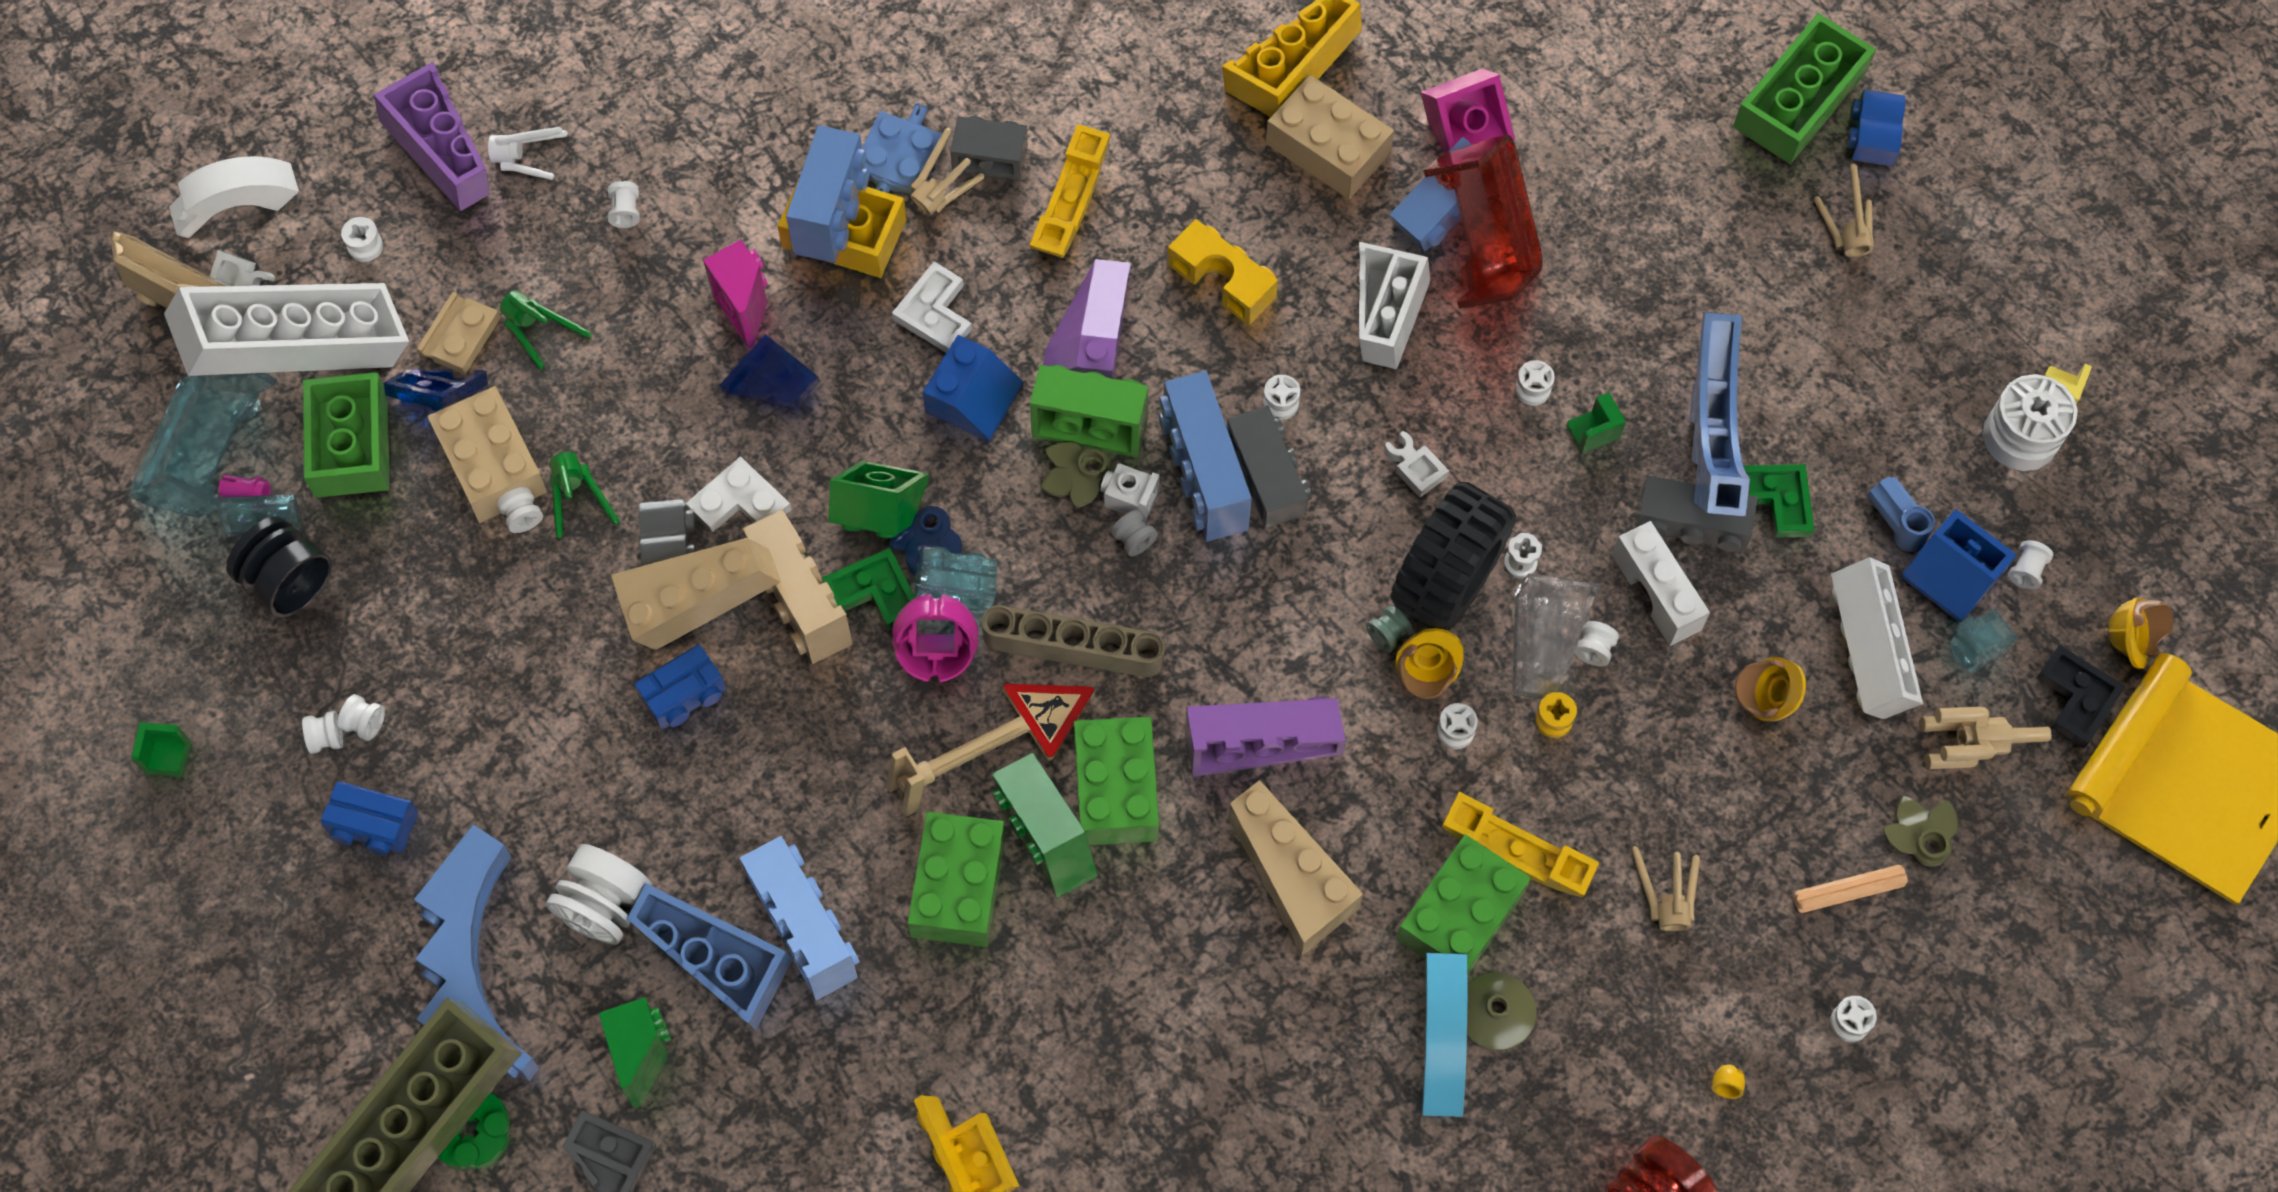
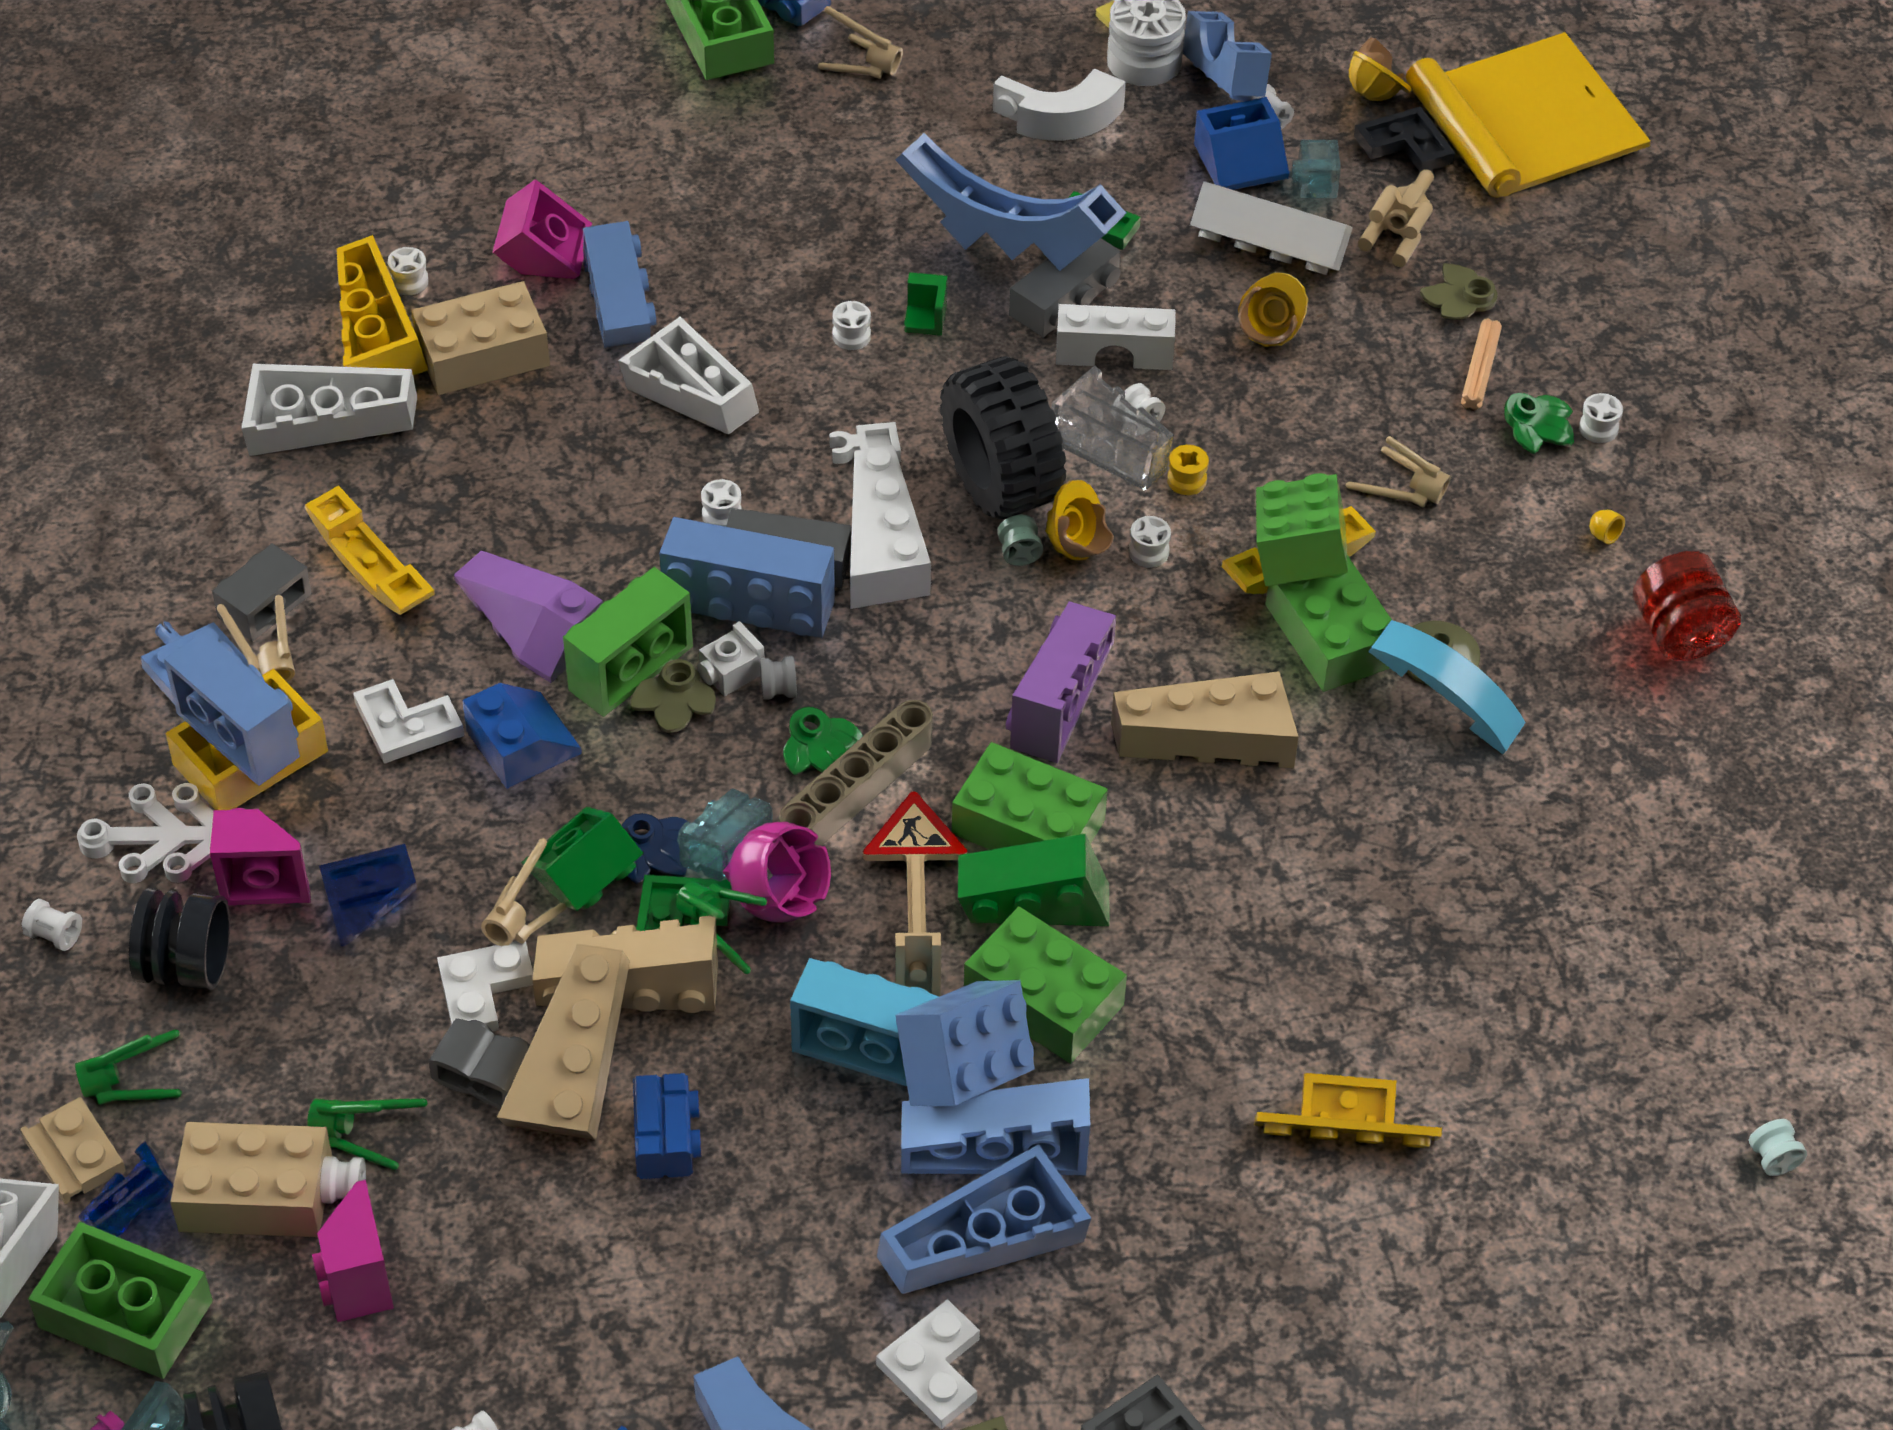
camera: 60 degrees left, 15 degrees down
(453, 553) = (351, 1259): none -> dark pink slope
(588, 969) = (922, 1360): none -> white plate
(601, 888) = (856, 1292): white wheel -> none
(636, 1045) = (1052, 1336): green slope -> none
(644, 287) = (179, 939): none -> black wheel
(741, 226) = (166, 837): none -> white plant
(790, 480) = (508, 916): none -> tan plant
(837, 771) = (851, 1019): none -> medium azure brick
(839, 850) = (965, 1043): none -> medium blue brick
(874, 600) = (699, 901): none -> green plant
(1096, 602) = (817, 746): none -> green plate
(1181, 72) = (324, 405): none -> white wedge
(1203, 251) = (580, 469): yellow arch -> none
(1324, 527) = (886, 538): none -> white wedge
(1373, 43) = (408, 270): none -> white wheel
(1494, 218) = (681, 259): clear red windscreen -> none
(1515, 835) = (1301, 529): none -> bright green brick
(1815, 975) = (1539, 420): none -> green plate
(1897, 413) = (1061, 114): none -> white arch
(1900, 512) = (1178, 157): medium blue piece -> none
(2040, 498) = (1233, 65): none -> medium blue arch

